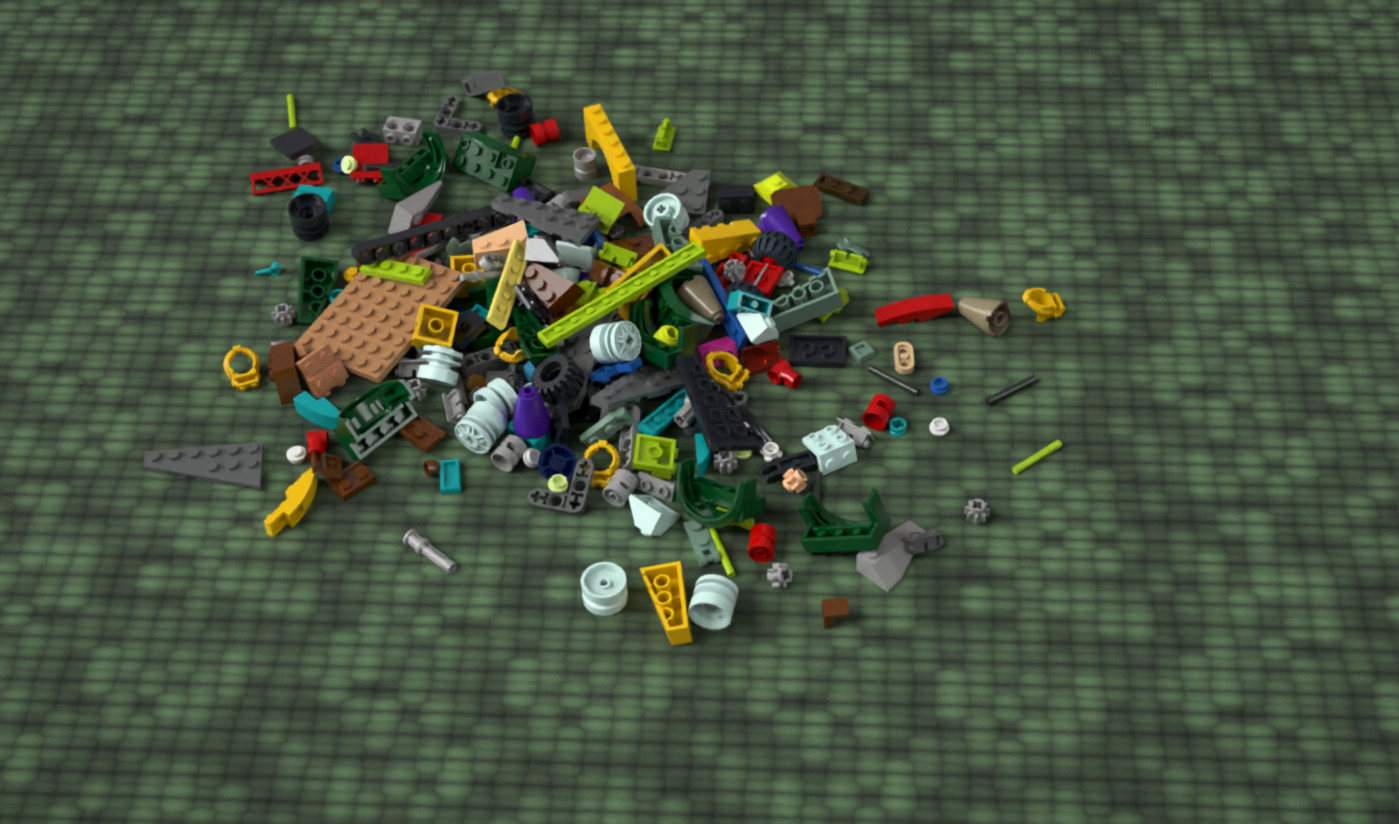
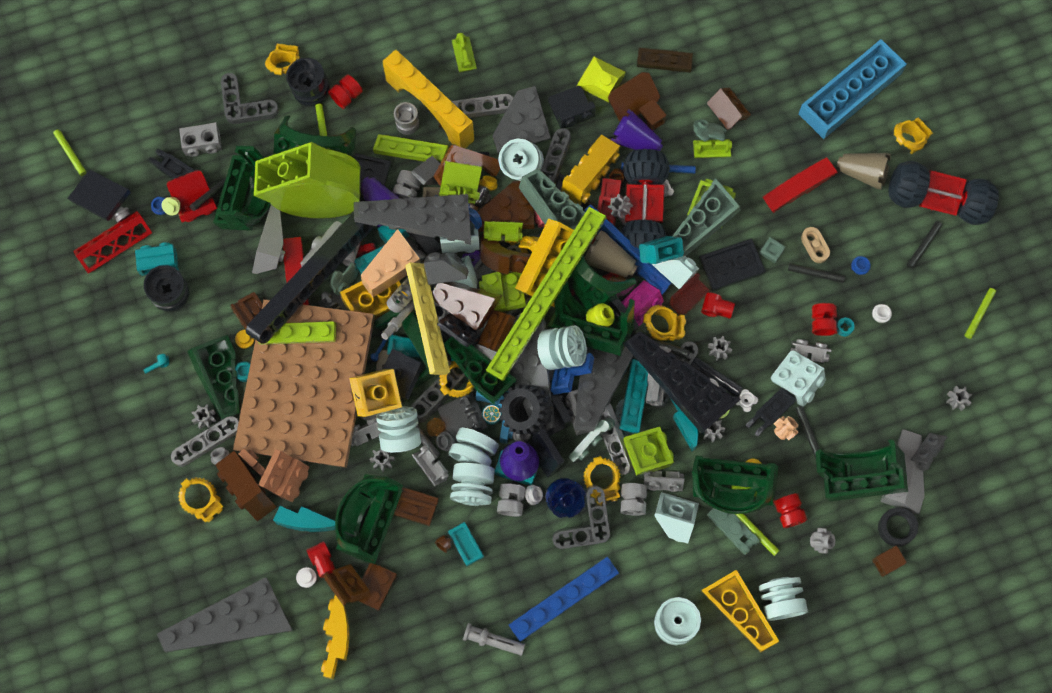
camera: 25 degrees left, 25 degrees up
(274, 331) = (204, 439): none -> light grey beam
(469, 167) = (309, 181): none -> lime brick
(483, 82) = (251, 52): dark grey slope -> none
(512, 544) = (563, 599): none -> blue plate
(558, 483) = (577, 520): yellowish green plate -> none
(567, 182) = (409, 148): none -> lime plate
(631, 229) = (489, 182): none -> yellow plate
(768, 404) = (720, 343): none -> light grey gear
(865, 578) = (909, 516): none -> black tyre
(880, 236) = (728, 108): none -> panel
(1003, 253) = (852, 89): none -> dark azure brick
(1047, 351) = (915, 185): none -> black plate

